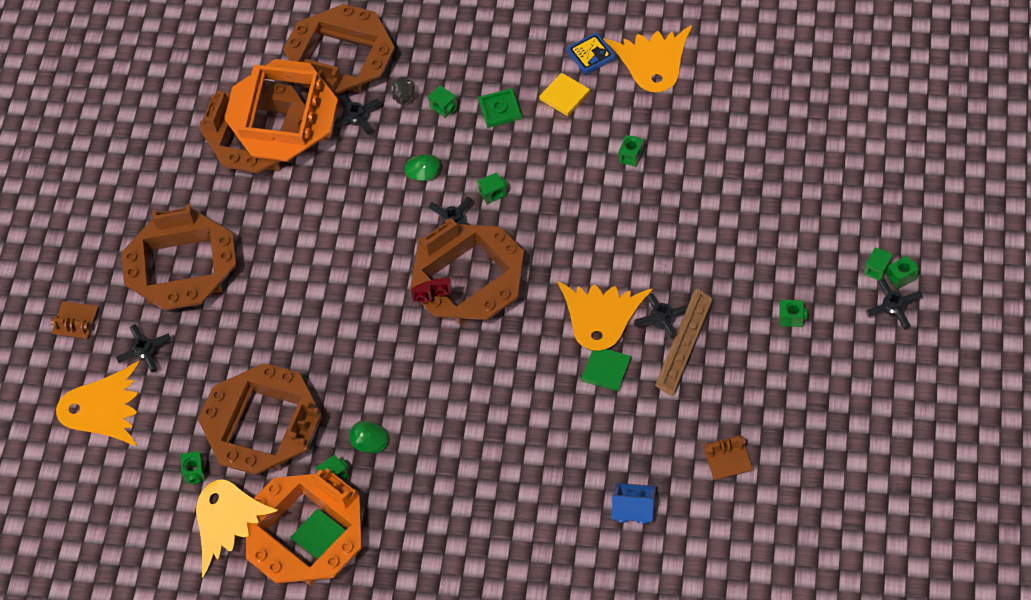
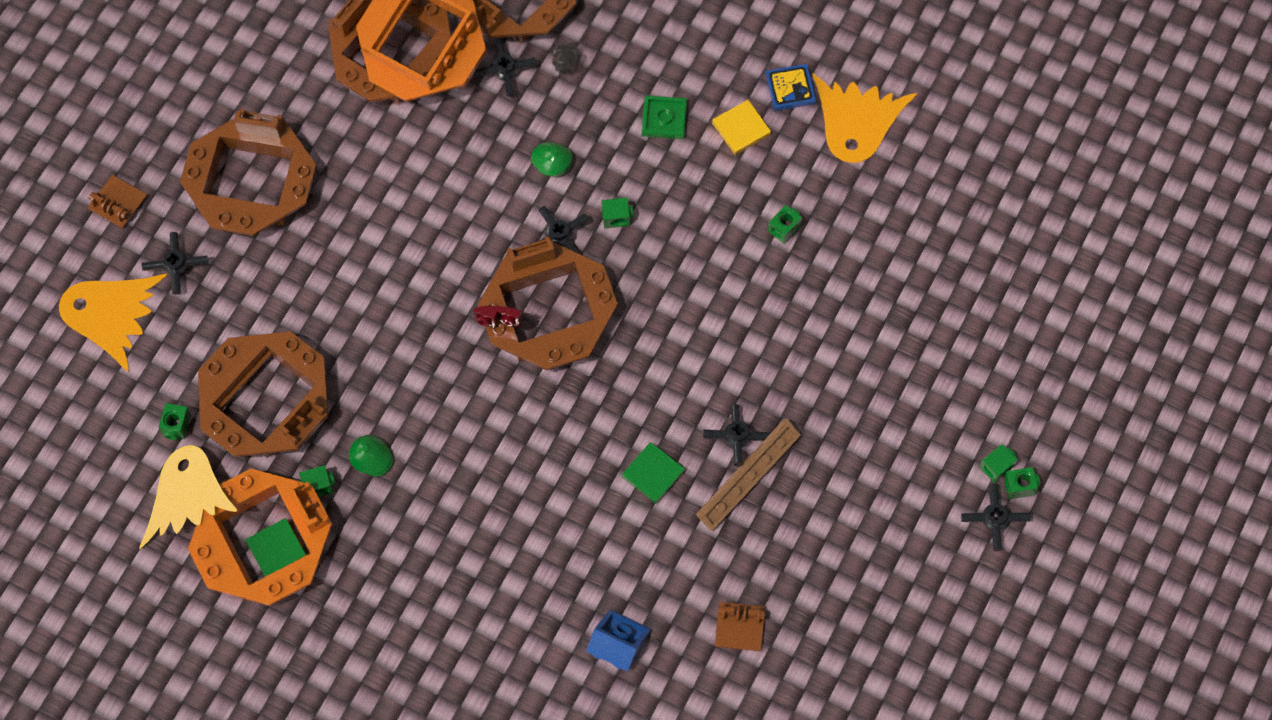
camera: 15 degrees right, 10 degrees up
(442, 101) = (604, 87): green brick -> none
(600, 313) = (673, 405): light orange piece -> none
(790, 320) = (875, 476): green brick -> none

